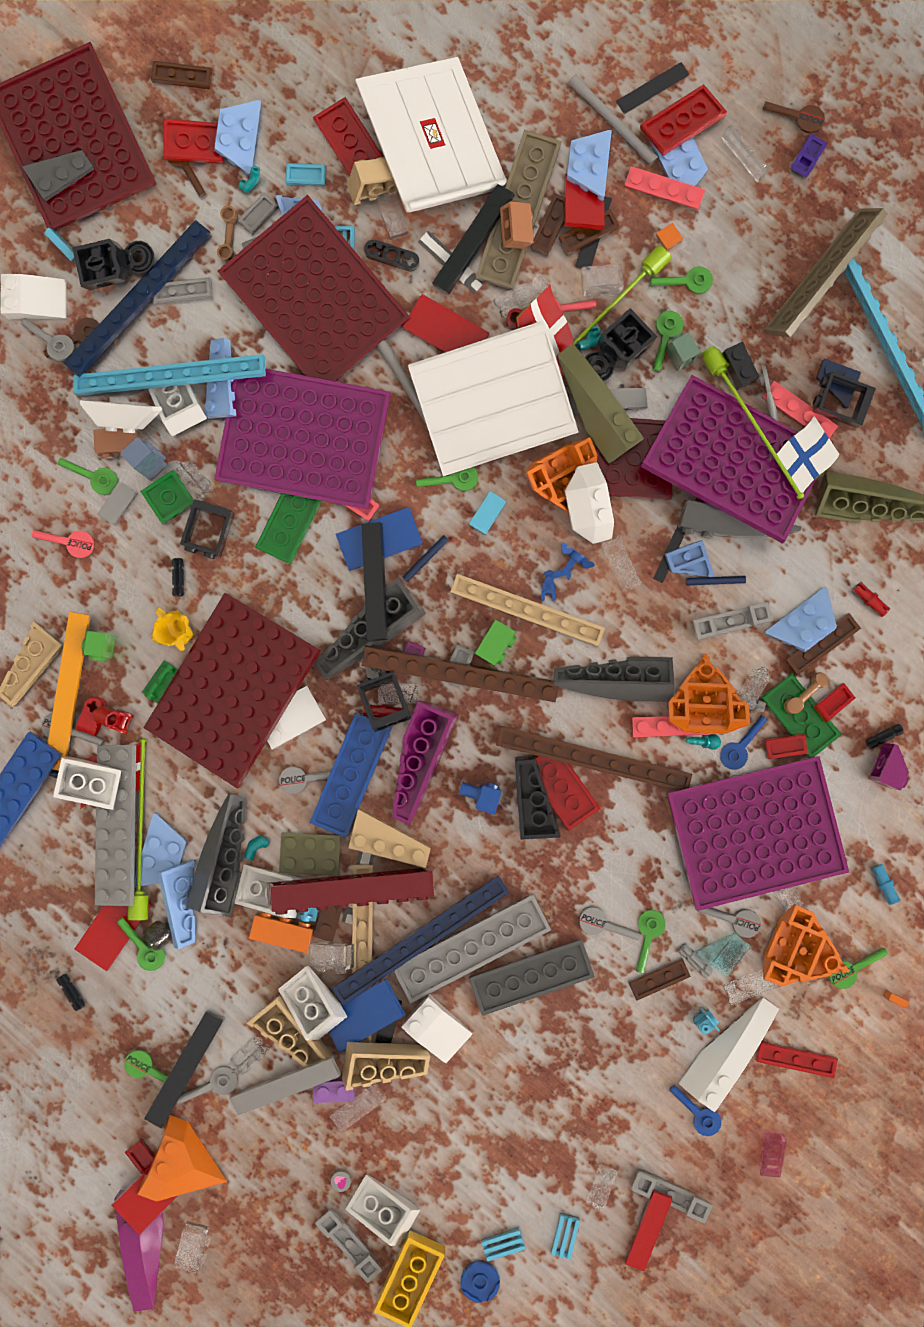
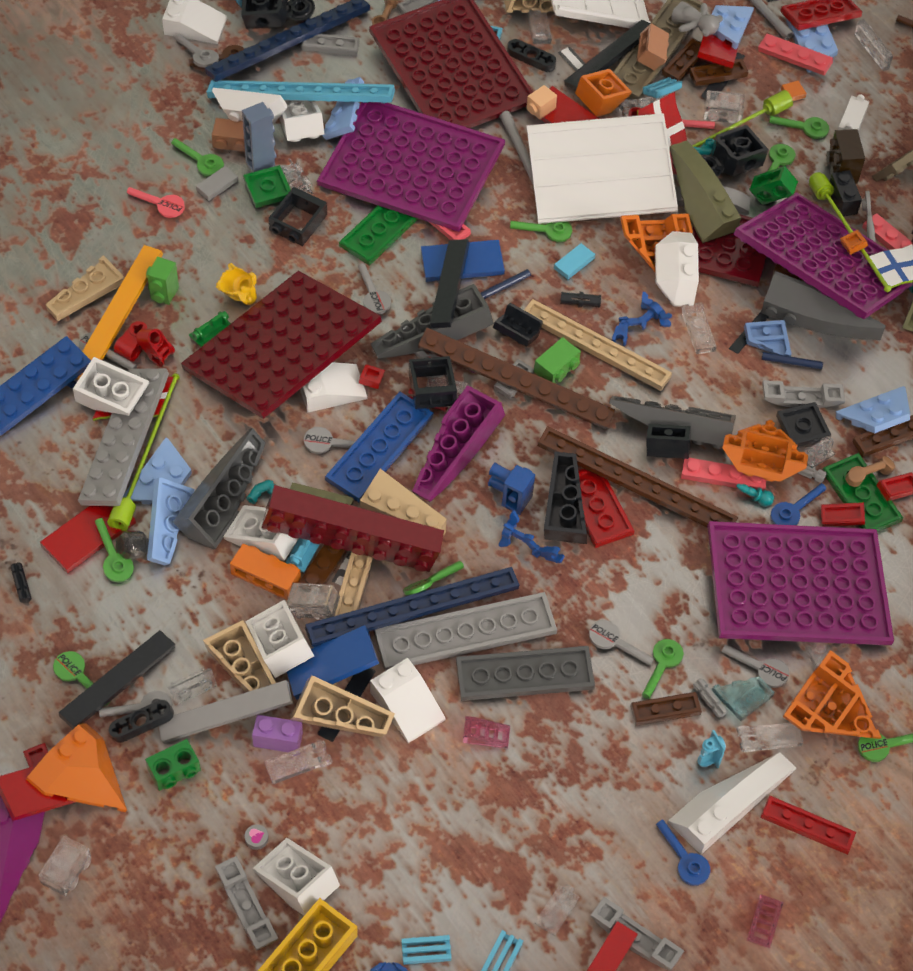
camera: 10 degrees right, 30 degrees down
(177, 577) = (256, 250): black axle -> none
(208, 1104) = (154, 708): none -> black beam
(251, 1134) = (169, 760): none -> green brick
(308, 608) = (375, 300): none -> light grey piece
(325, 699) = (371, 376): none -> red plate
(415, 325) = (541, 102): none -> light nougat brick
(422, 913) = (422, 585): none -> bright green piece
(449, 608) = (518, 325): none -> black bracket
(475, 293) = (602, 91): none -> orange slope
(490, 842) = (548, 552): none -> blue piece
(502, 559) = (566, 298): none -> black pin
(504, 1033) = (471, 738): none -> clear pink slope
(531, 269) = (662, 87): none -> medium azure tile
(556, 175) = (693, 18): none -> light grey piece
(615, 710) = (668, 441): none -> black brick
(668, 379) = (773, 185): none -> green brick
(683, 350) = (795, 162): sand green brick -> none
(735, 264) = (854, 113): none -> white brick
(736, 321) = (846, 153): none -> dark brown brick
(737, 655) = (803, 424): none -> black plate
(759, 439) = (853, 242): none -> orange tile

